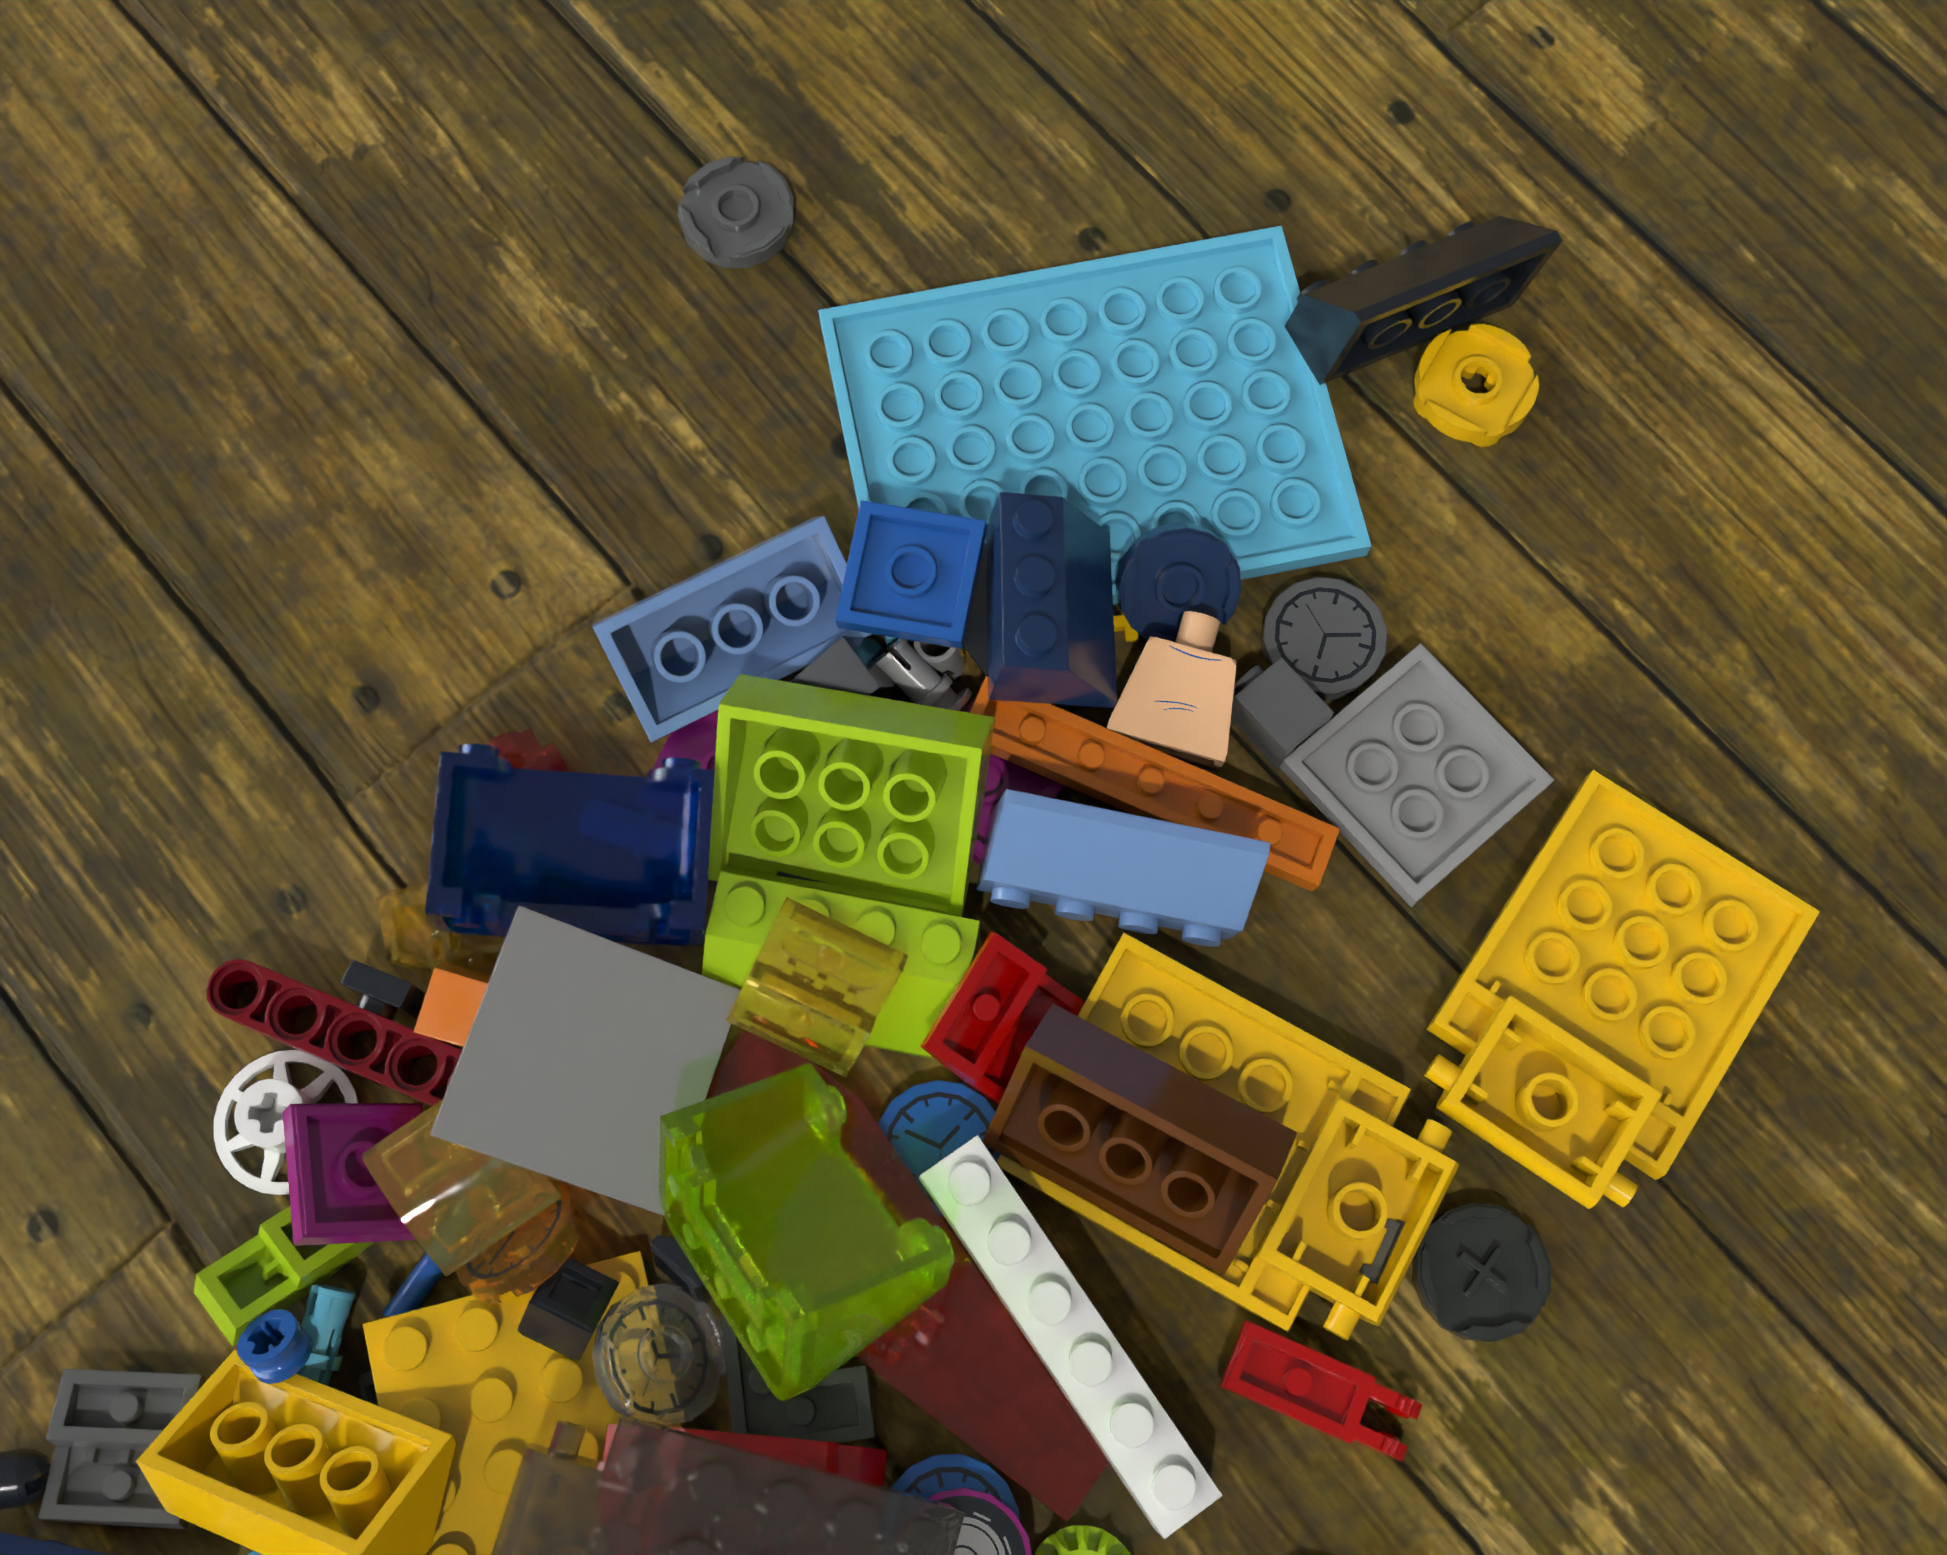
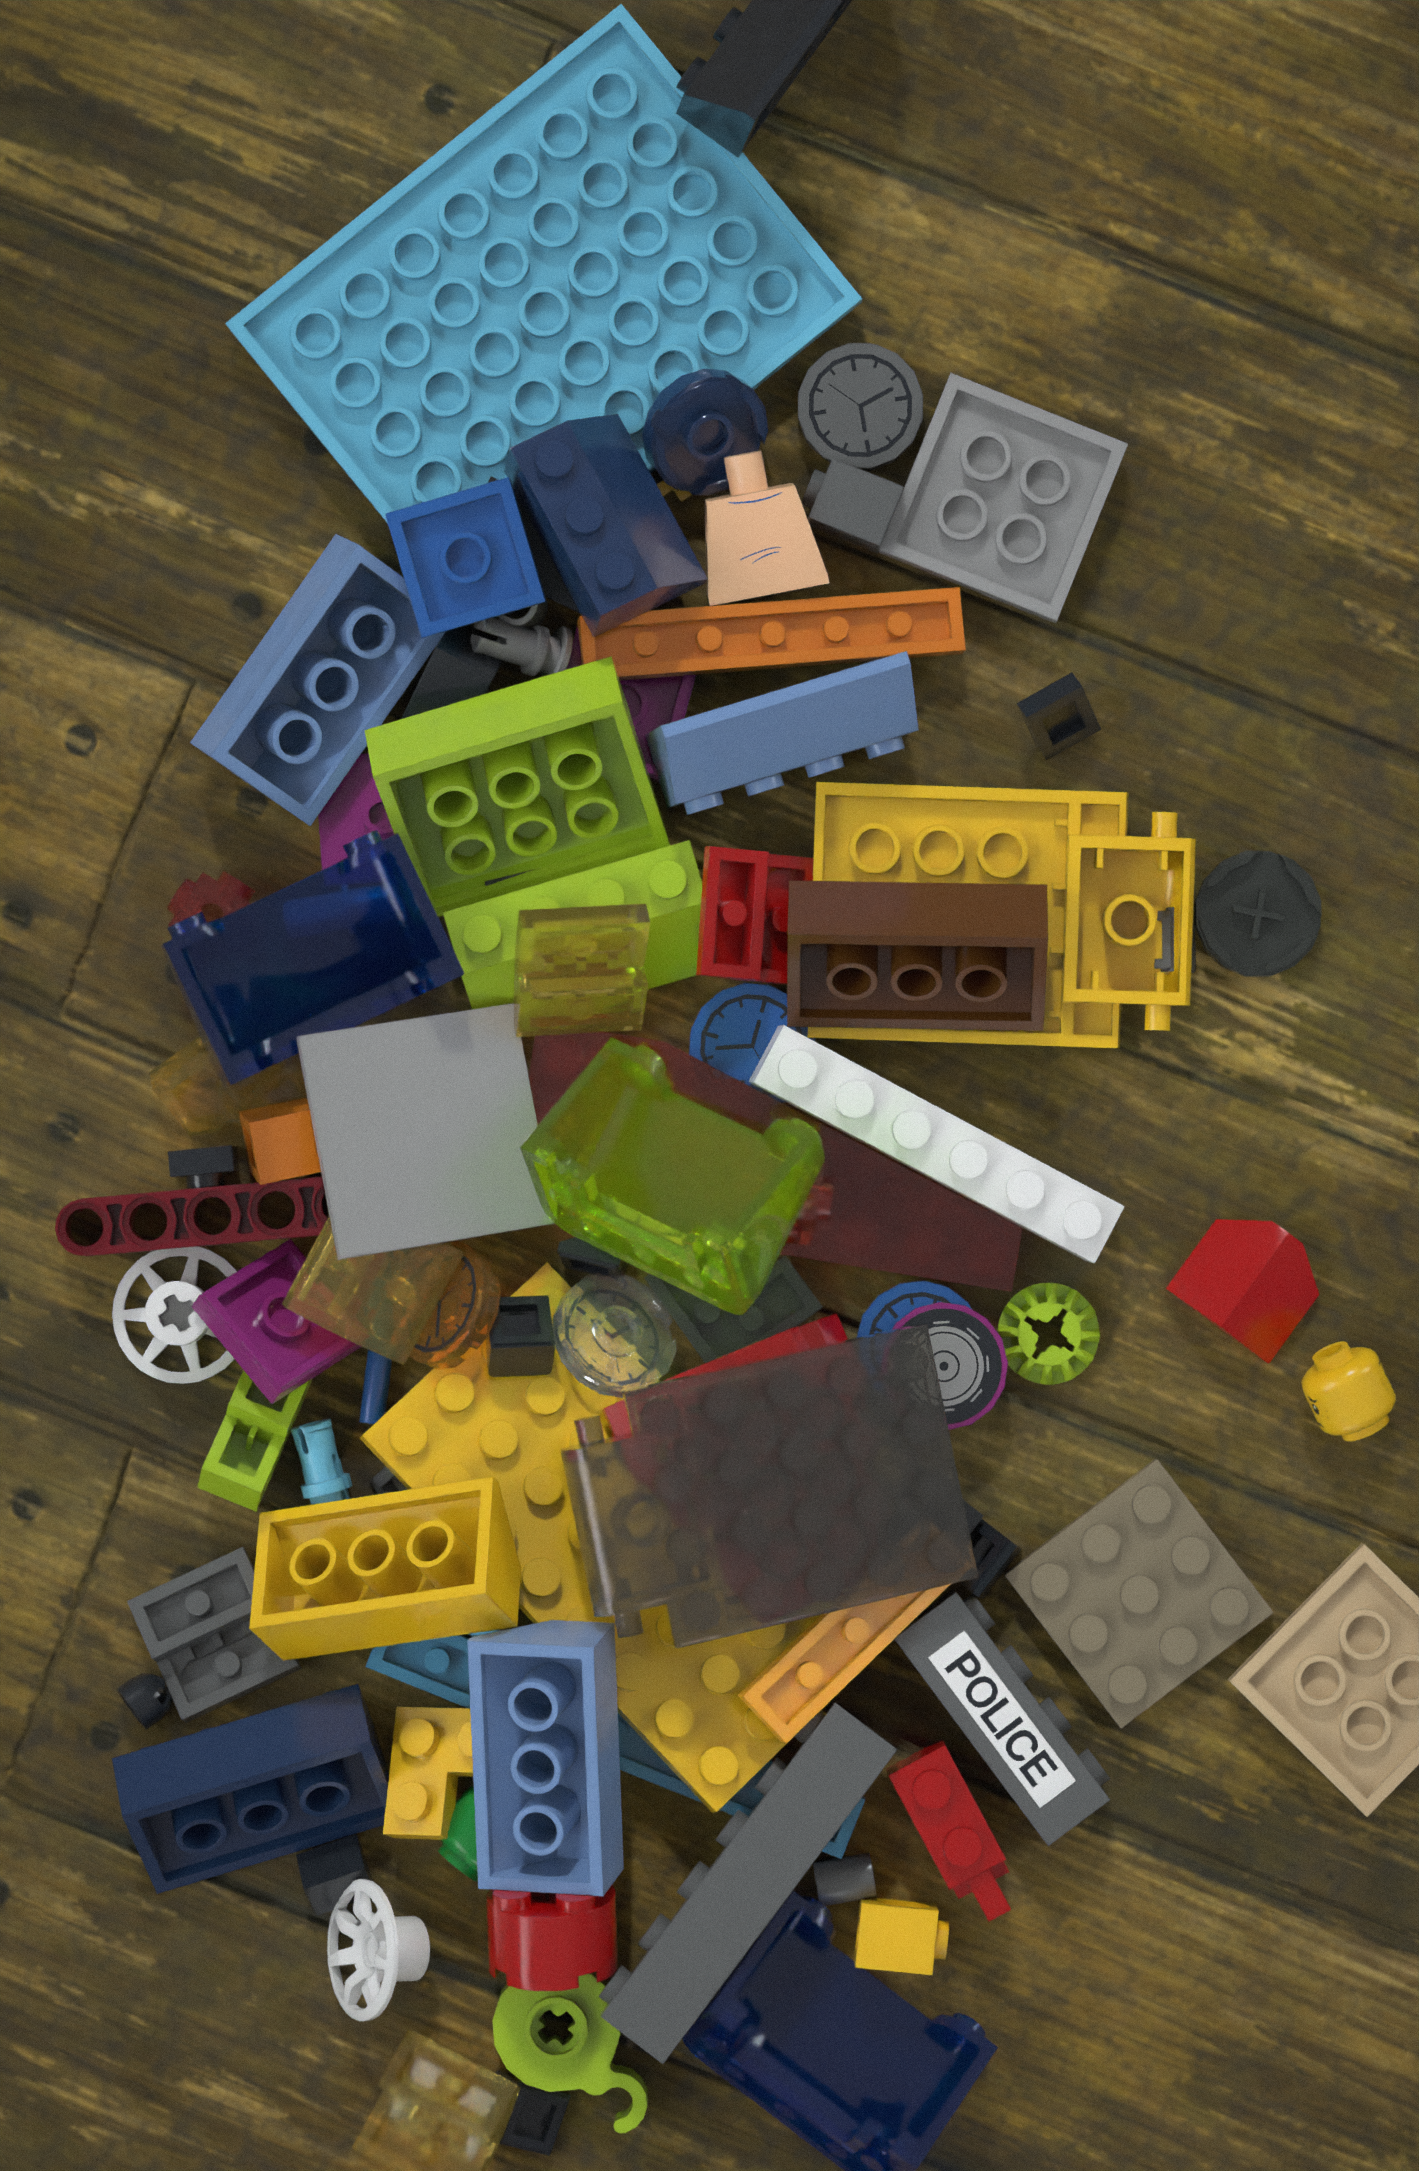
camera: 25 degrees left, 15 degrees up
(277, 1363) = (312, 1499): blue bush -> none
(737, 212) = (82, 251): dark grey tile -> none
(1312, 1388) = (1159, 1083): red hinge -> none
(1377, 989) = (1059, 716): none -> black plate
(1468, 415) = (911, 50): yellow plate -> none
(1612, 995) = (1262, 611): yellow plate -> none

